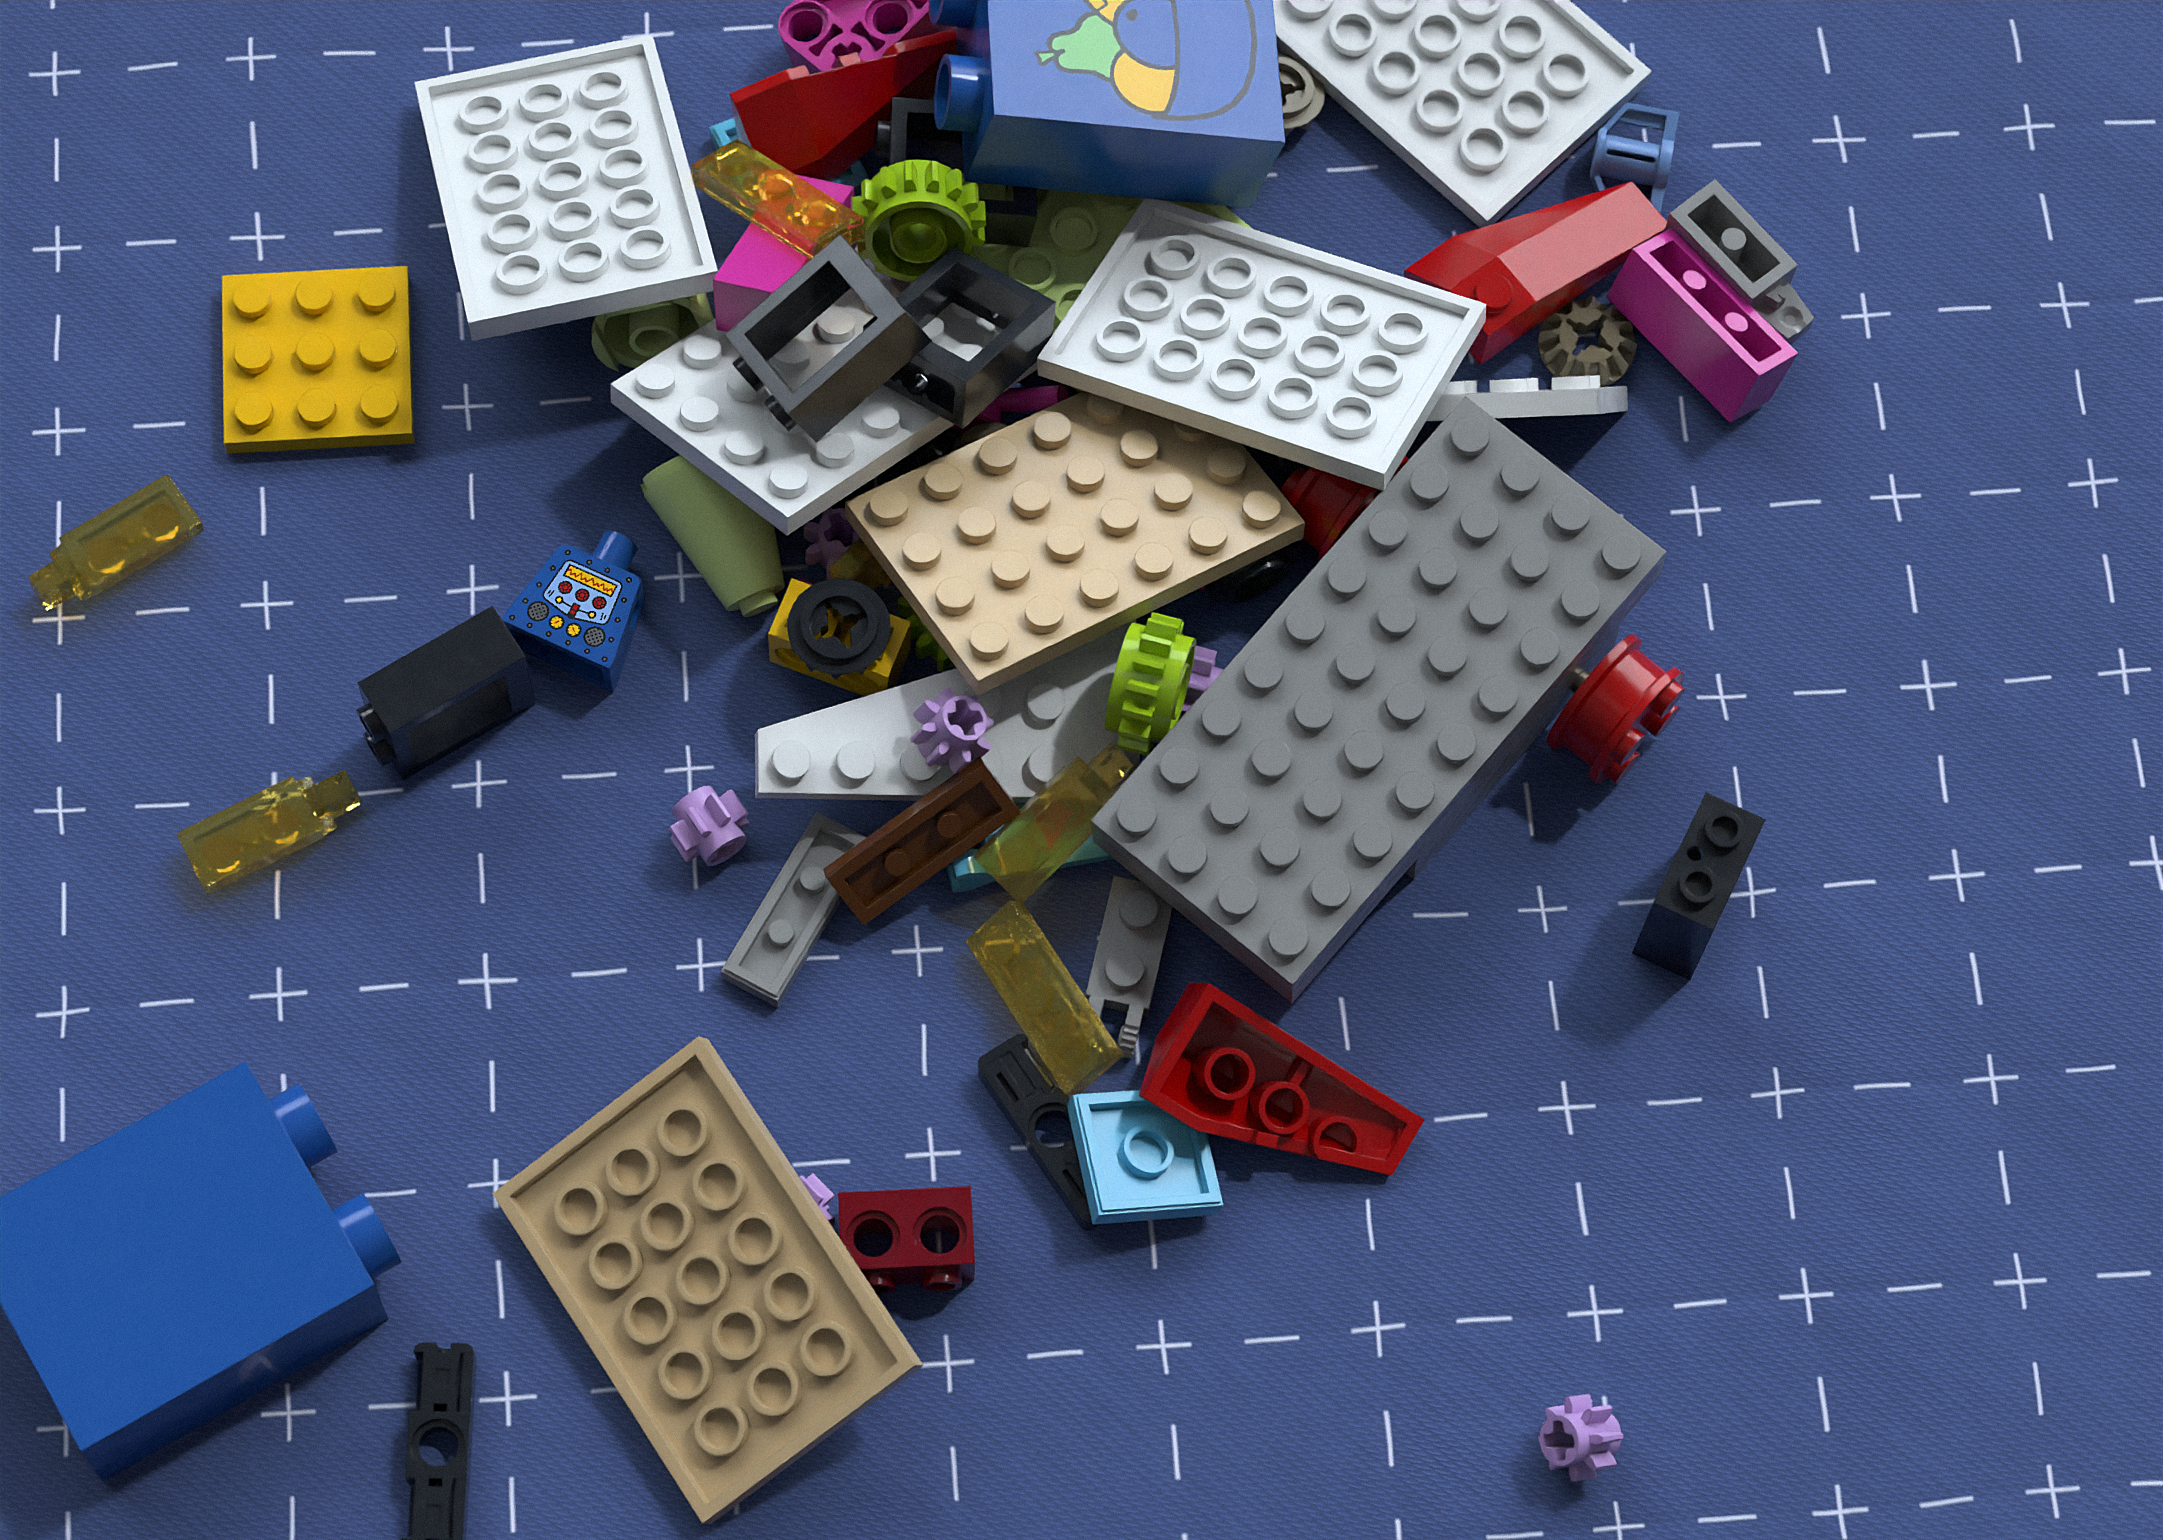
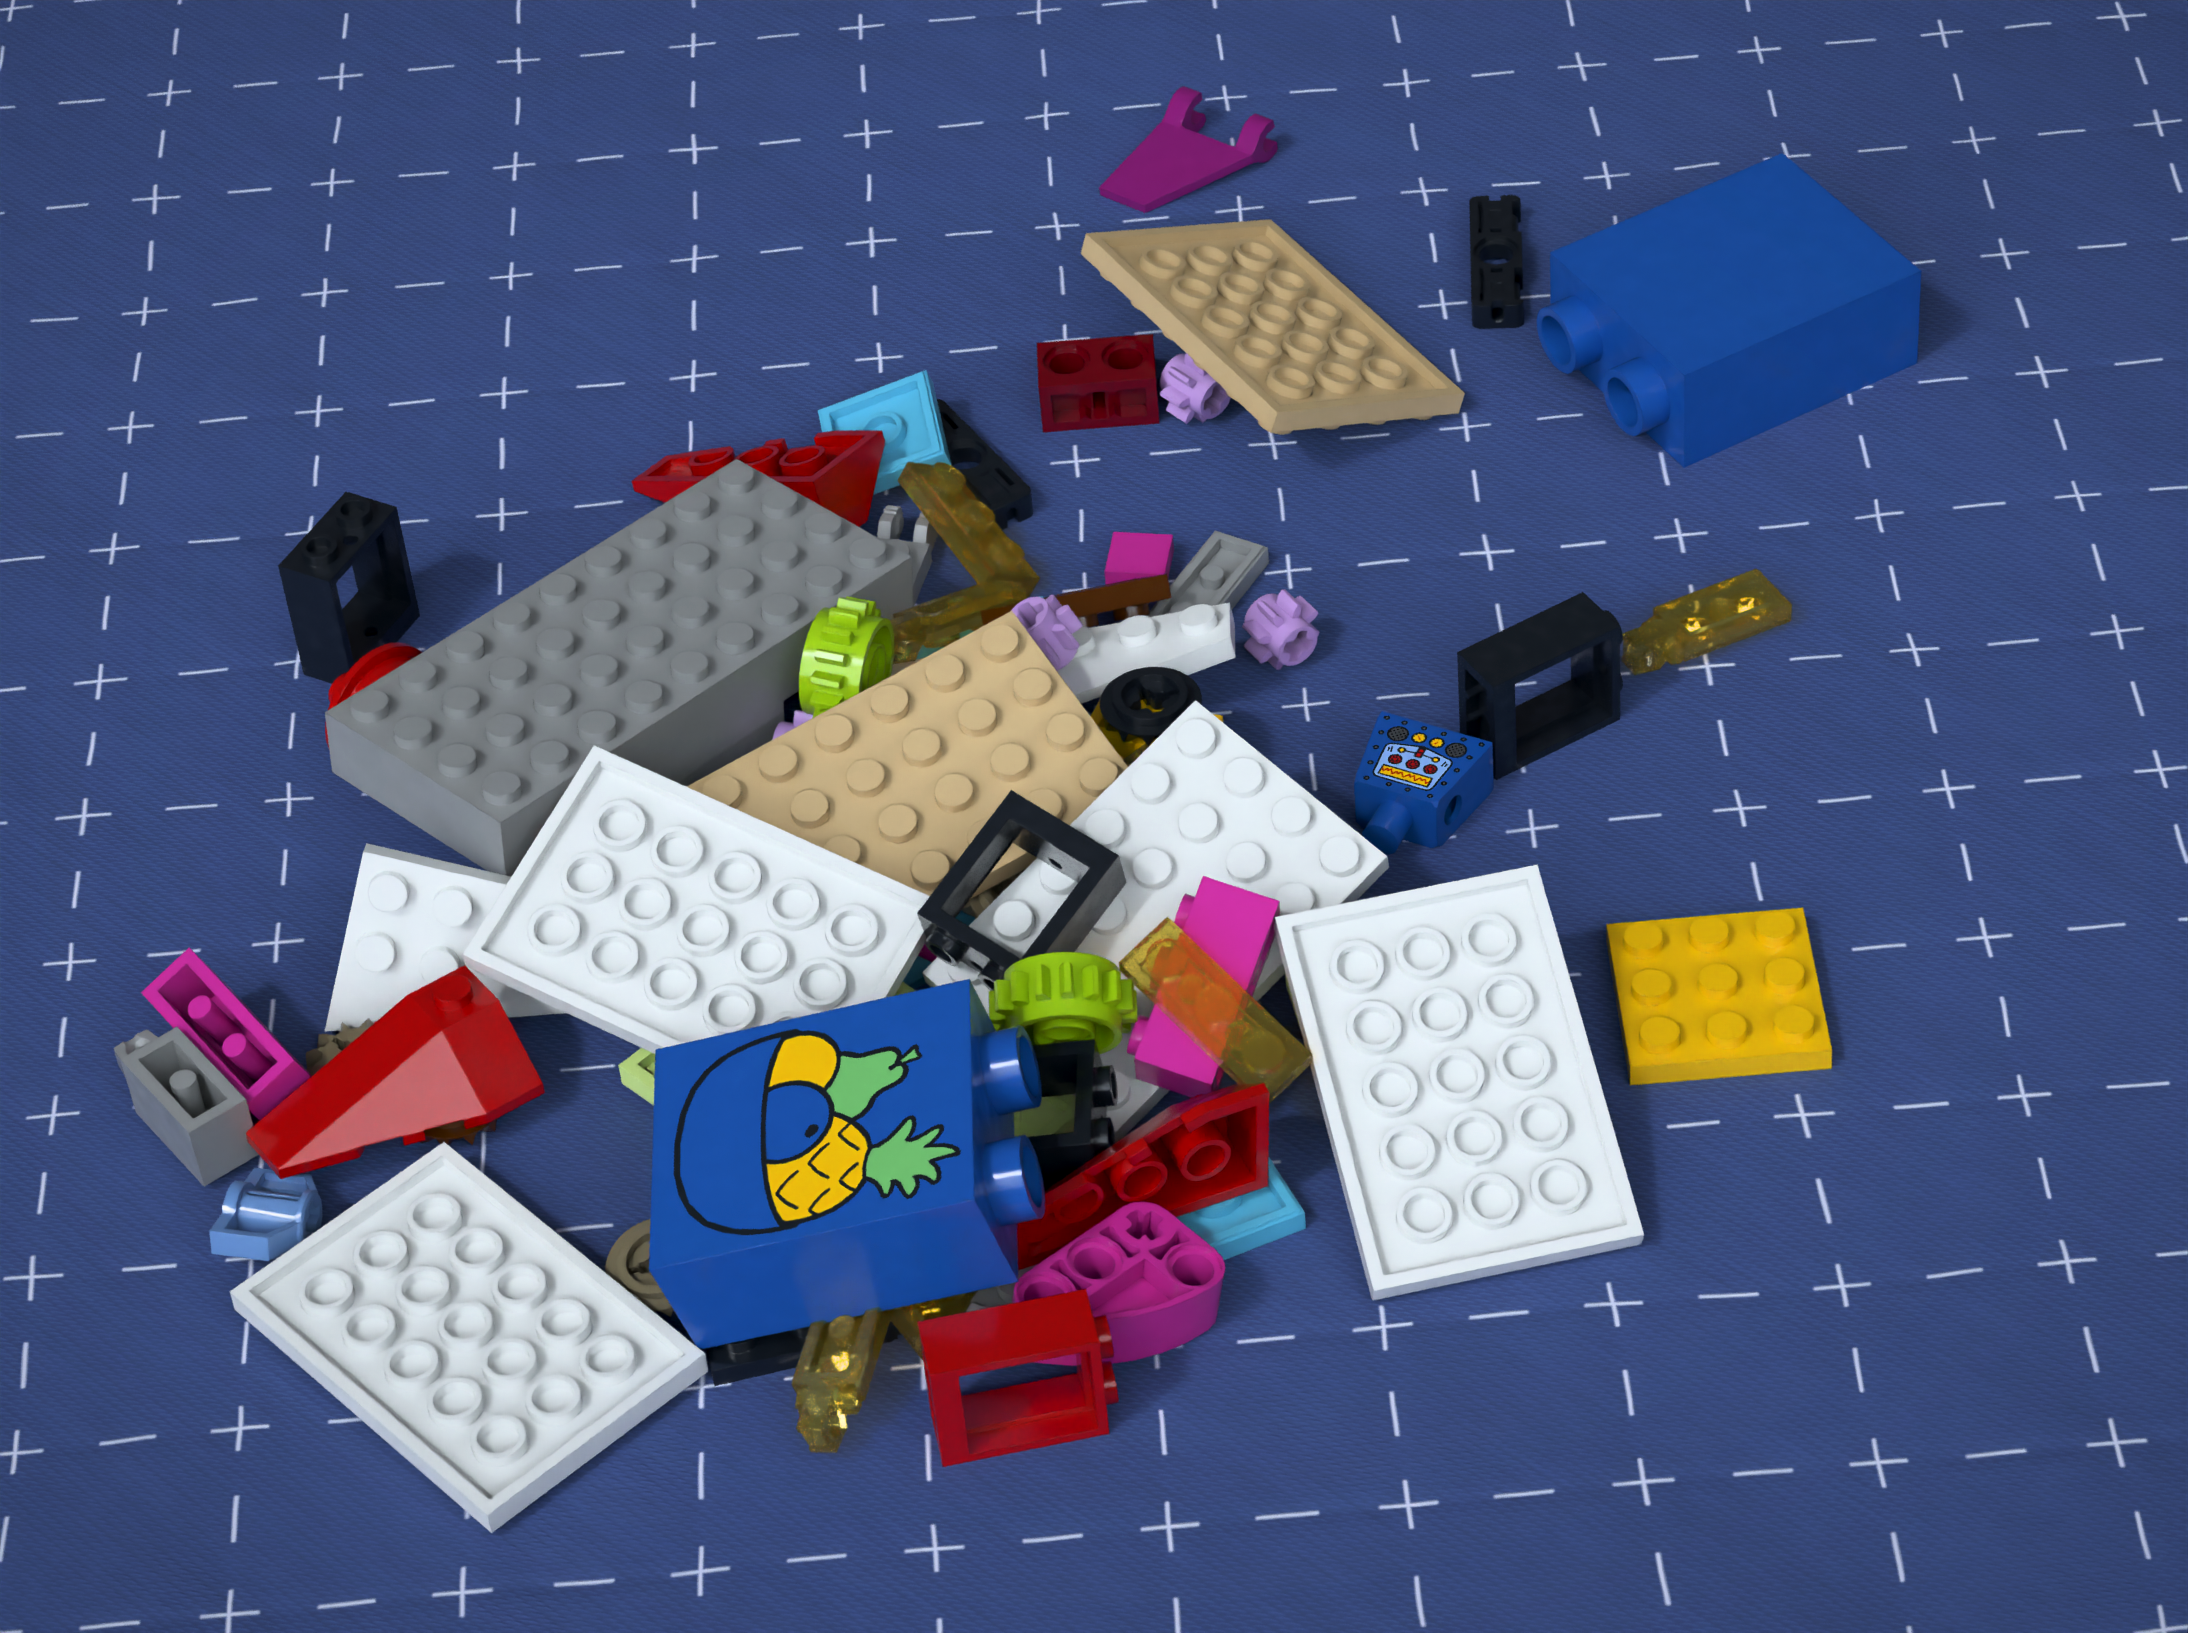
camera: 170 degrees left, 25 degrees down
(117, 543) = (1895, 822): clear yellow hinge -> none
(851, 373) = (1126, 874): black window -> none
(859, 969) = (1138, 556): none -> dark pink tile
(1580, 1437) = (532, 291): lavender gear -> none

